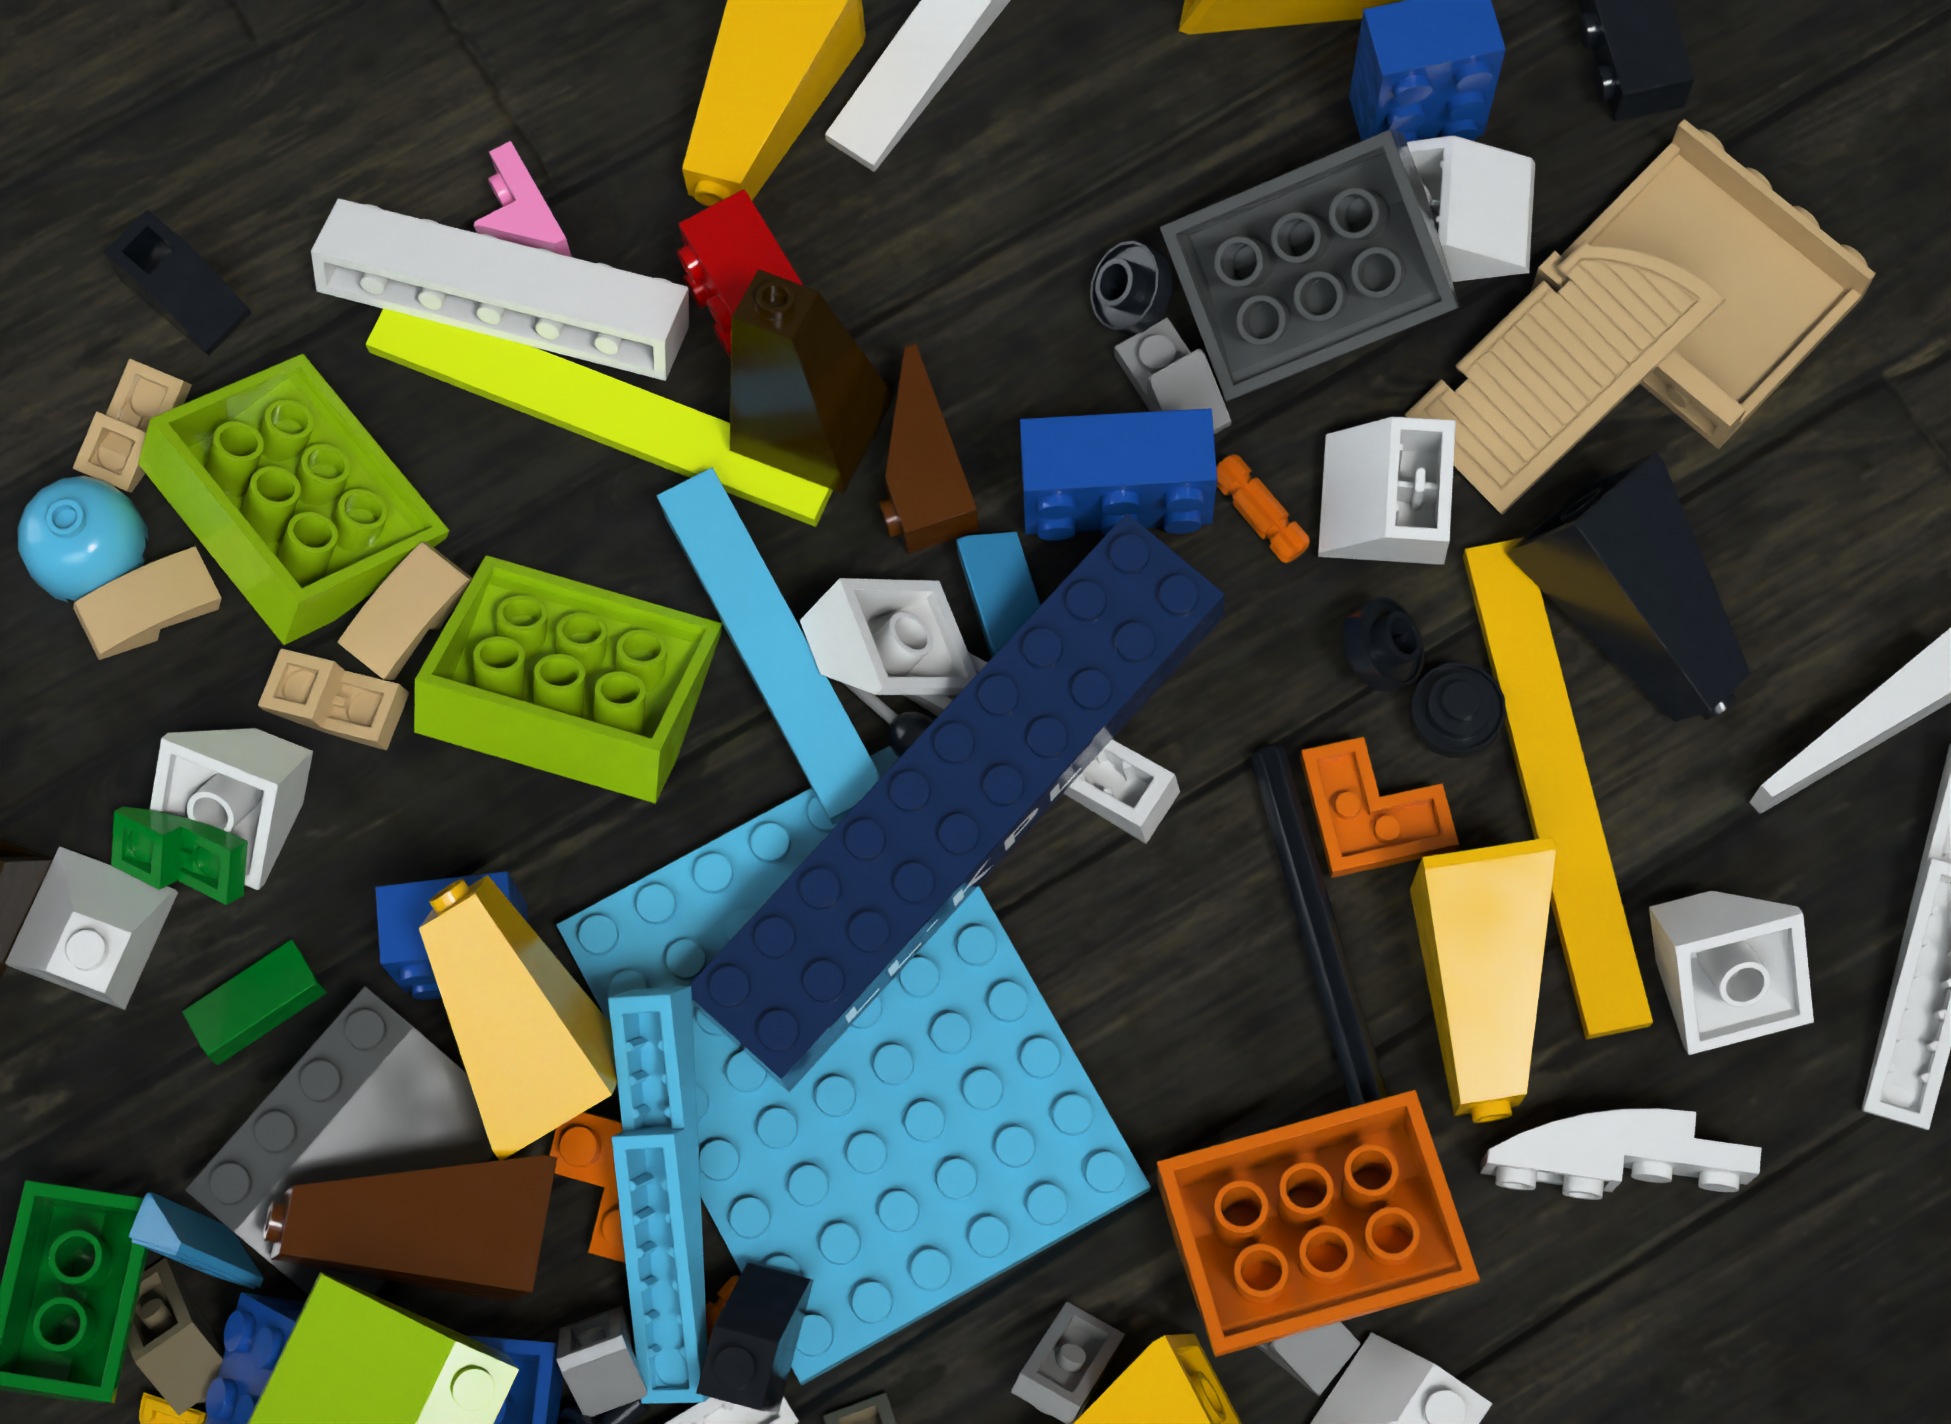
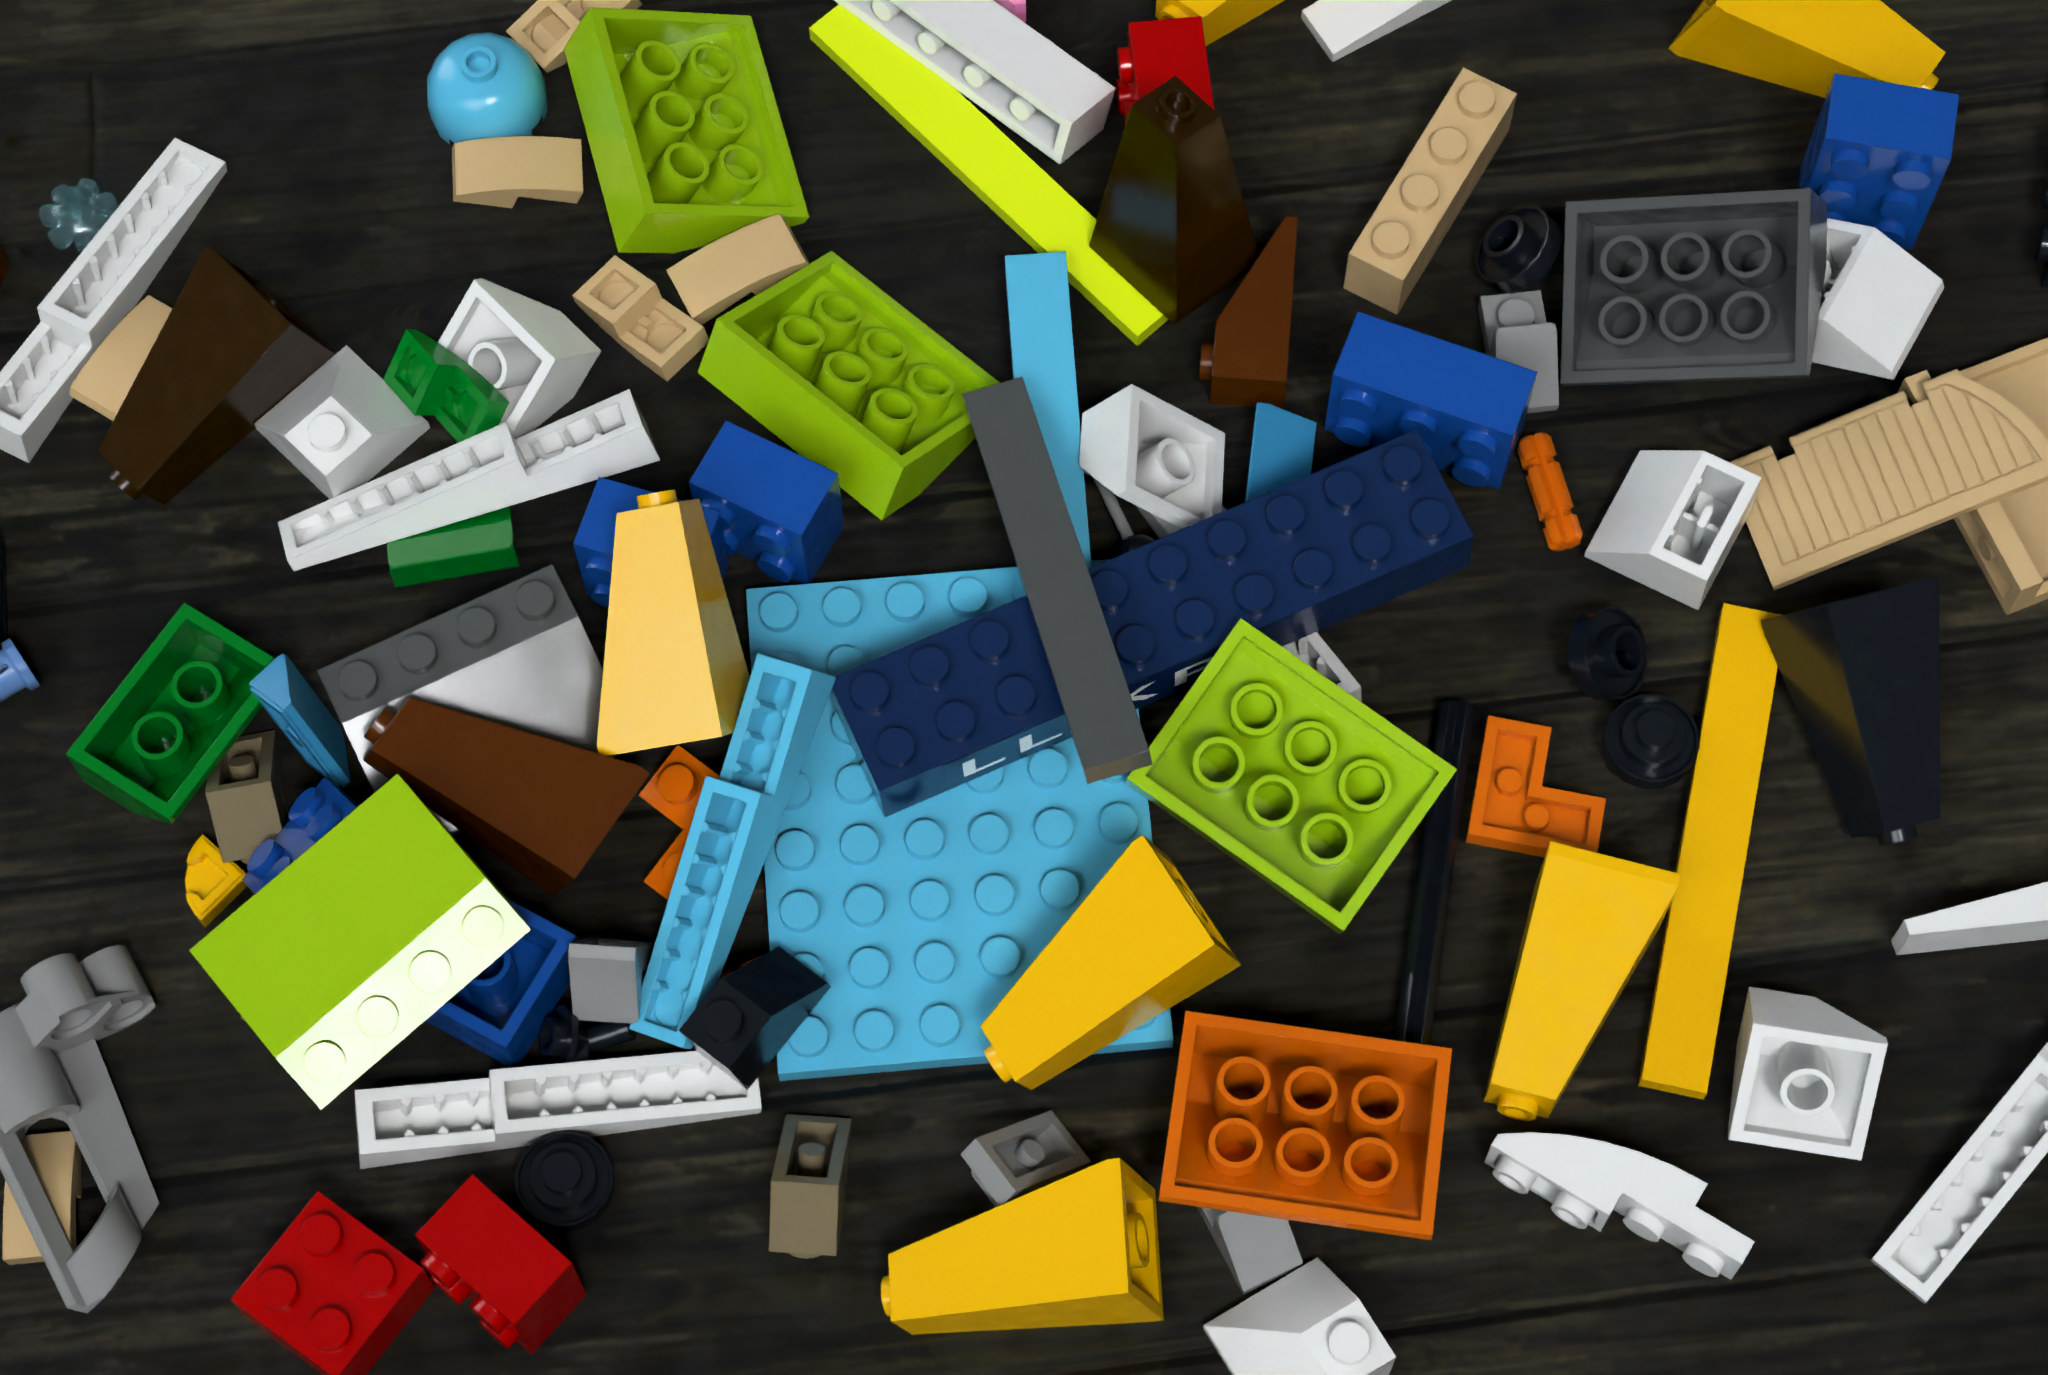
camera: 20 degrees right, 5 degrees down
(244, 932) = (472, 480): none -> white slope
(544, 836) = (770, 503): none -> blue brick
(860, 806) = (1057, 582): none -> dark grey tile
(1024, 264) = (1429, 191): none -> tan brick
(1073, 1144) = (1109, 969): none -> yellow slope
(1154, 894) = (1291, 776): none -> lime slope

